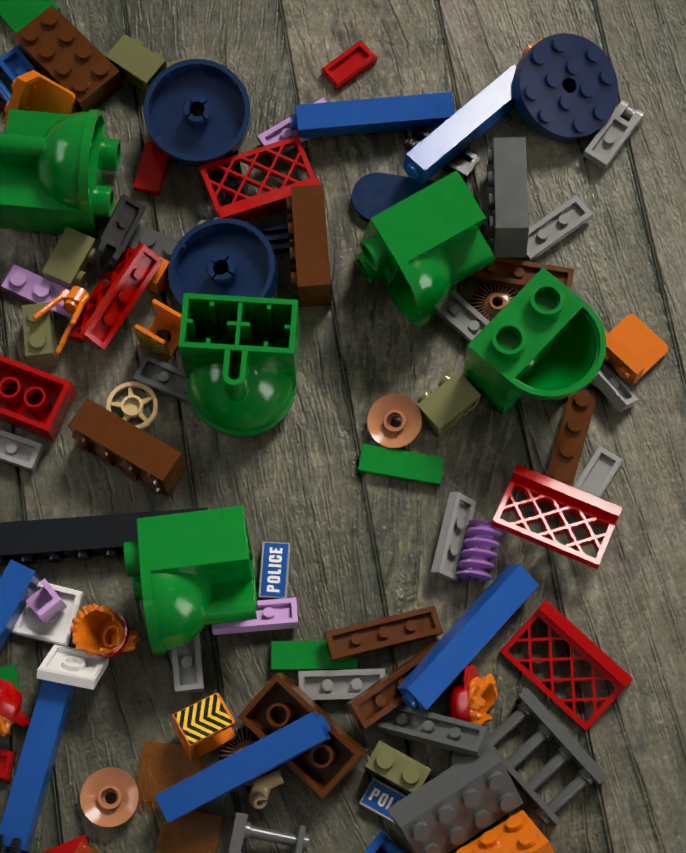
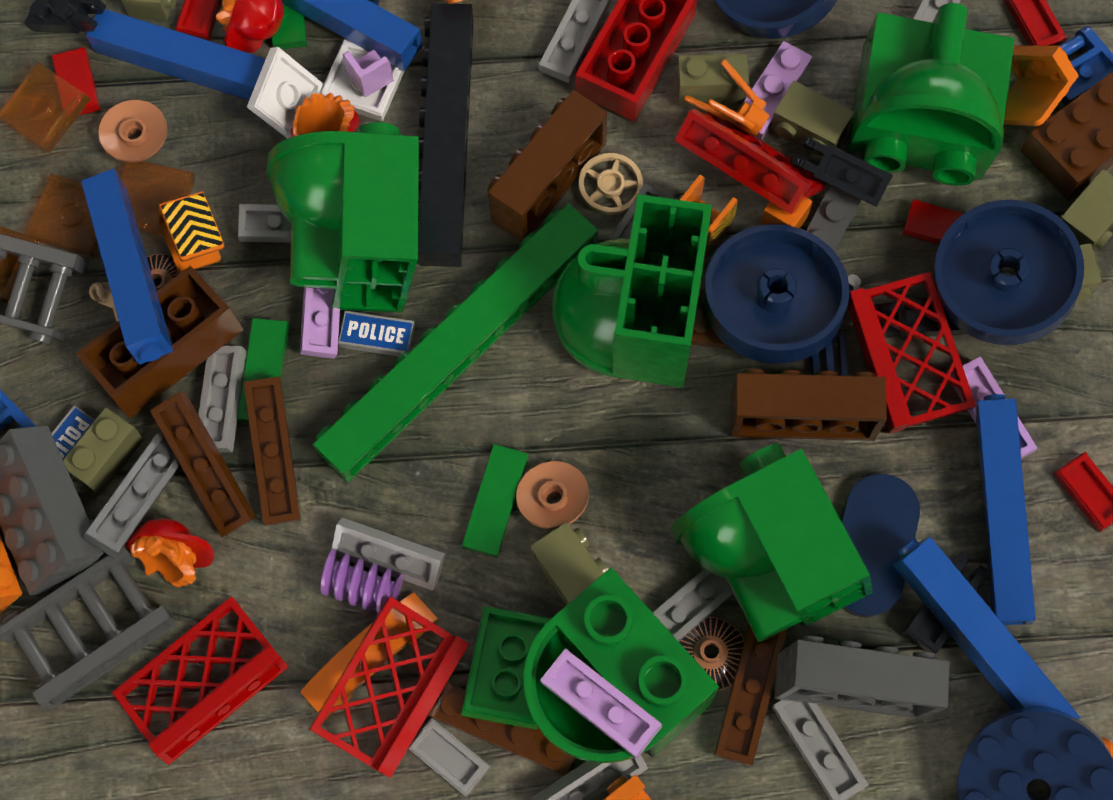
camera: 95 degrees right, 0 degrees up
(279, 505) = (455, 344): none -> green brick
(467, 637) = (247, 551): blue brick -> none
(527, 438) = (498, 666): none -> green tile
(555, 566) = (321, 685): none -> orange slope
(567, 341) = (601, 703): none -> lavender plate

